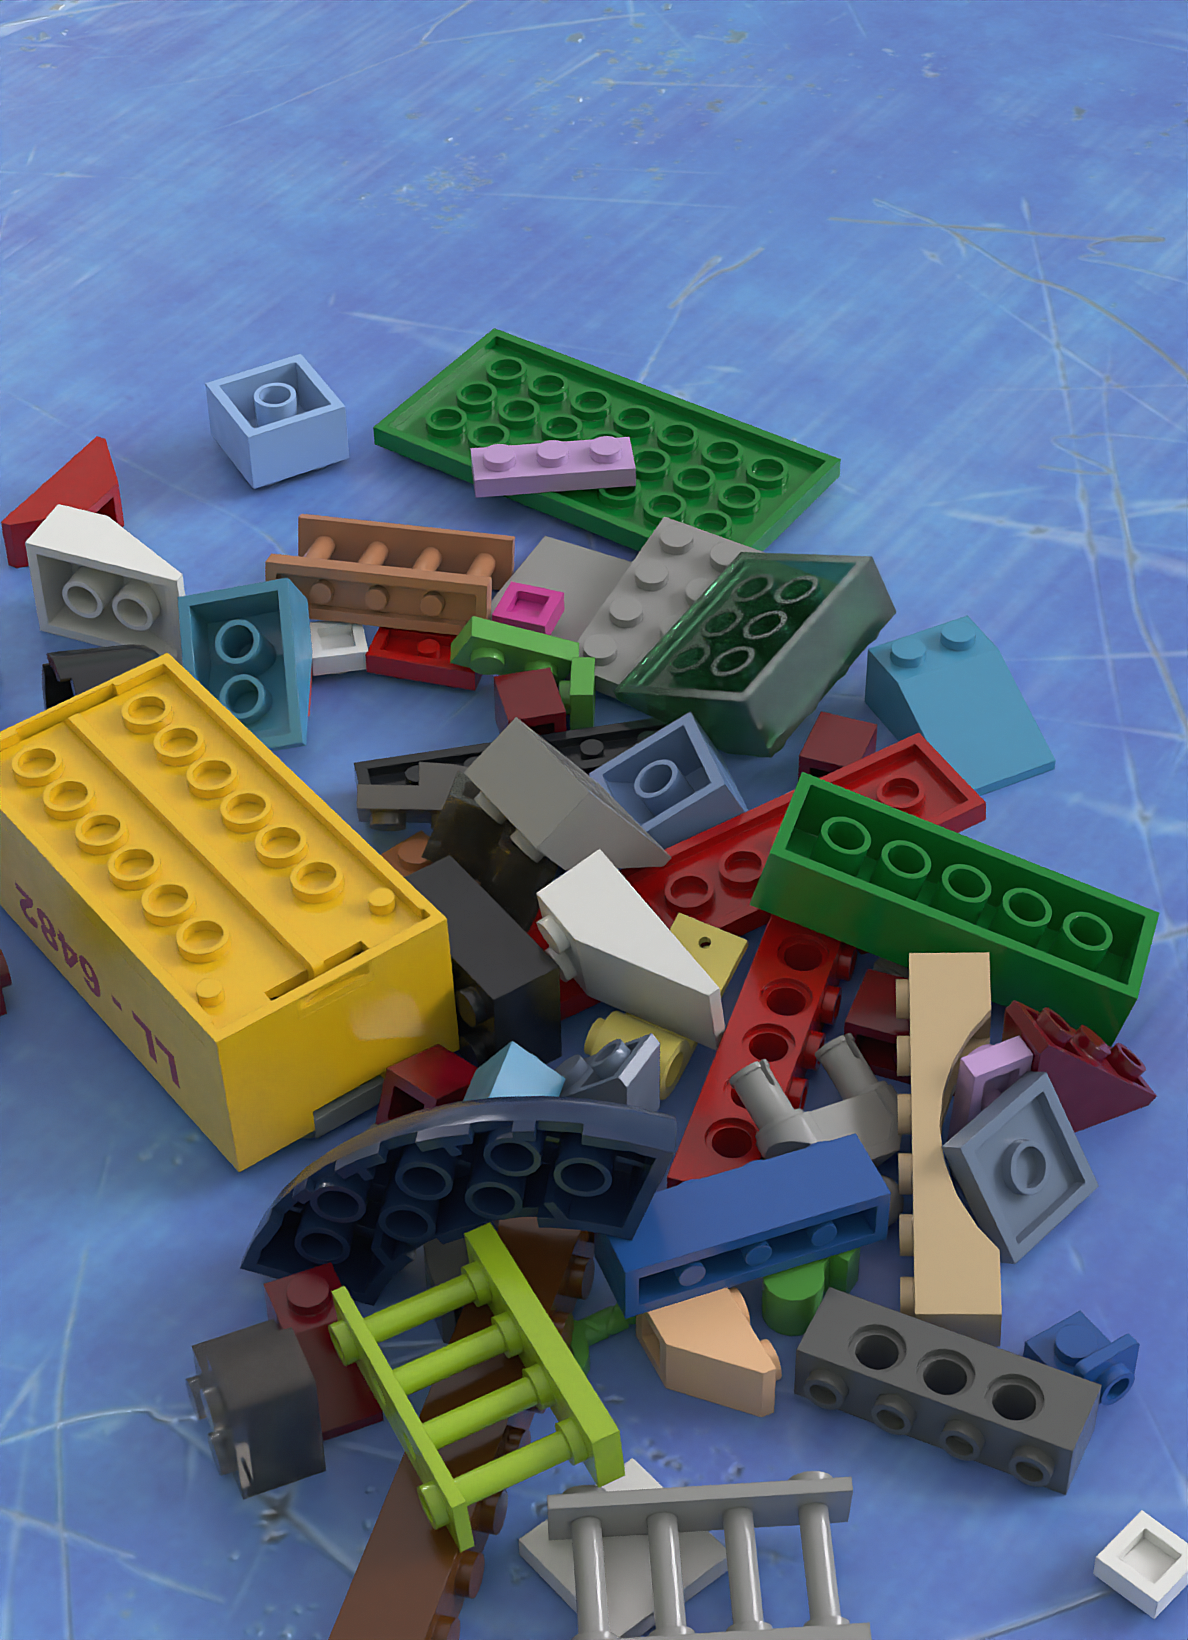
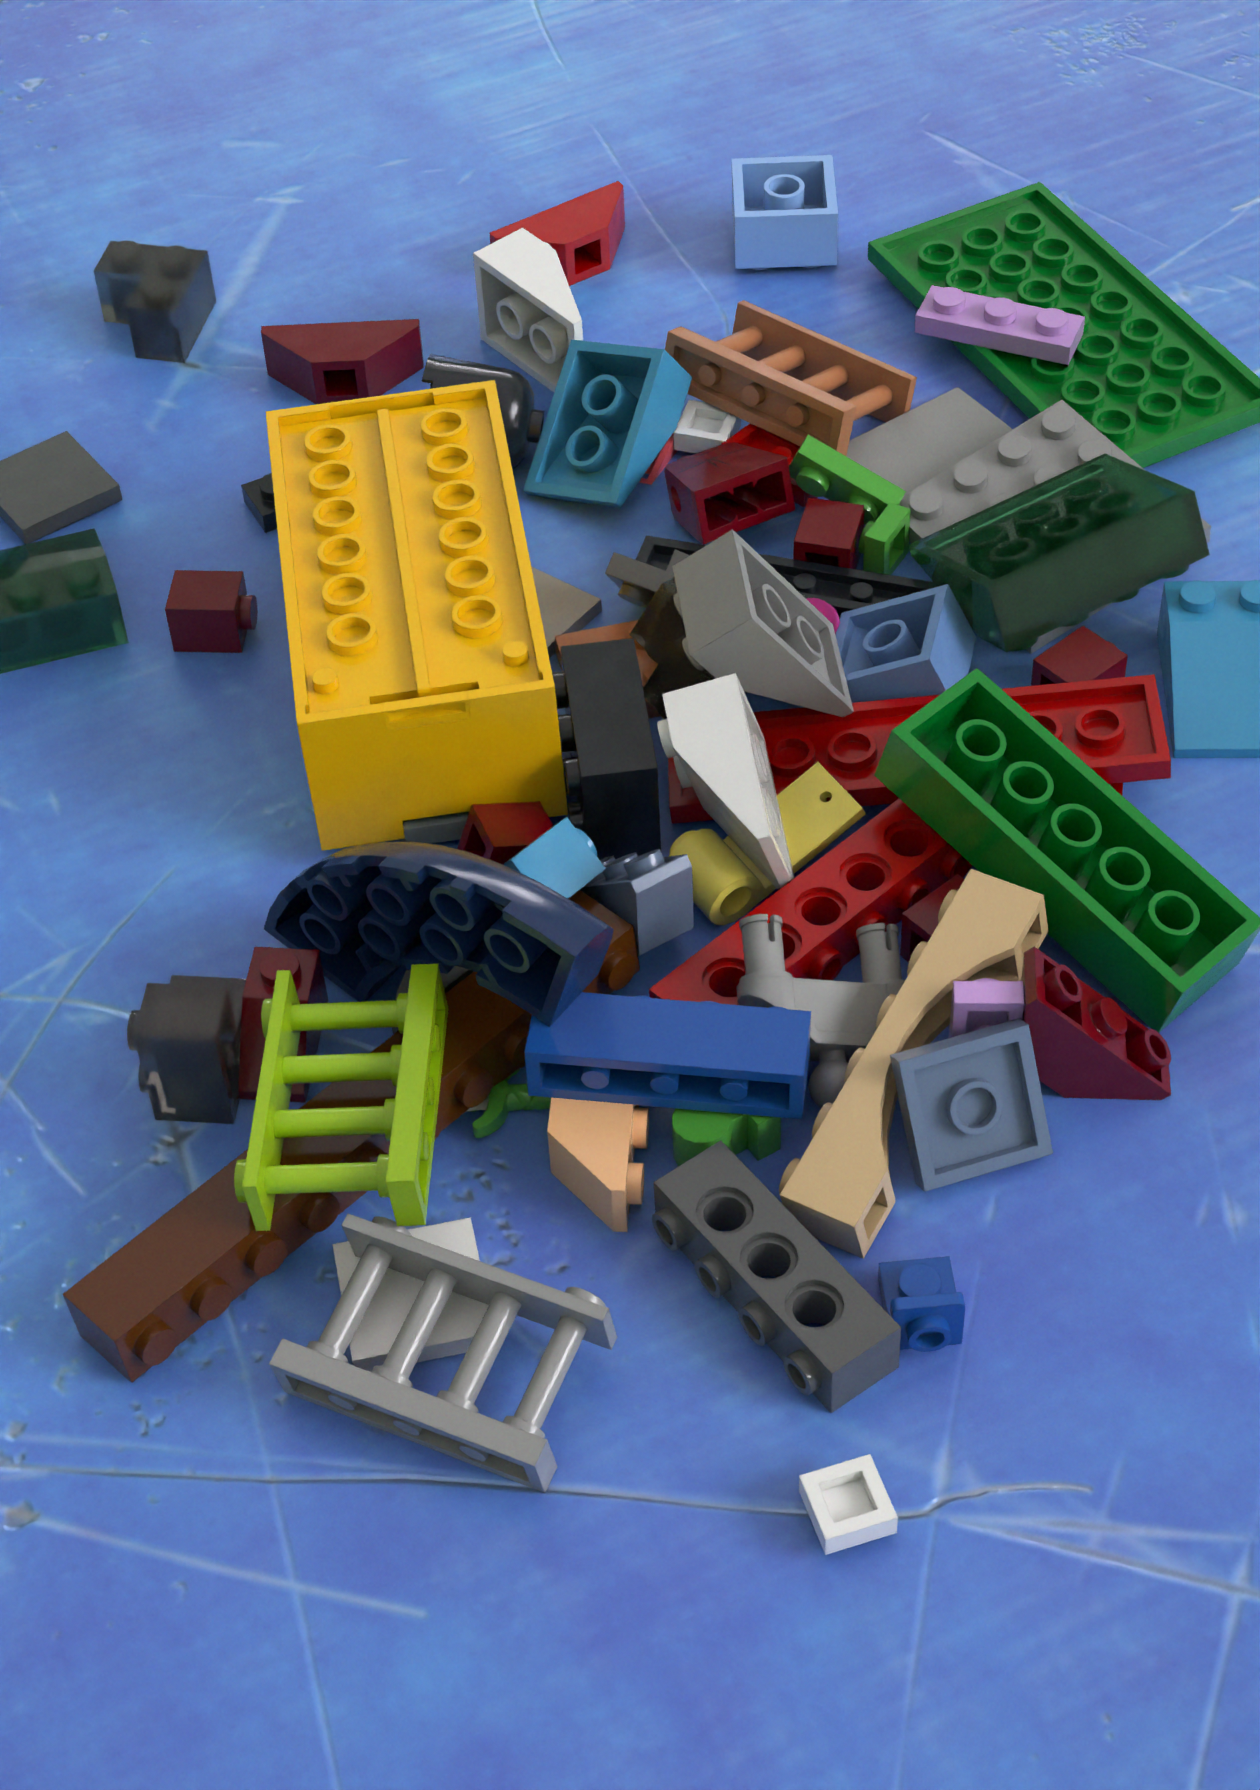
camera: 30 degrees right, 5 degrees up
(404, 695) = (728, 489): none -> dark red torso
(530, 608) = (885, 449): dark pink plate -> none

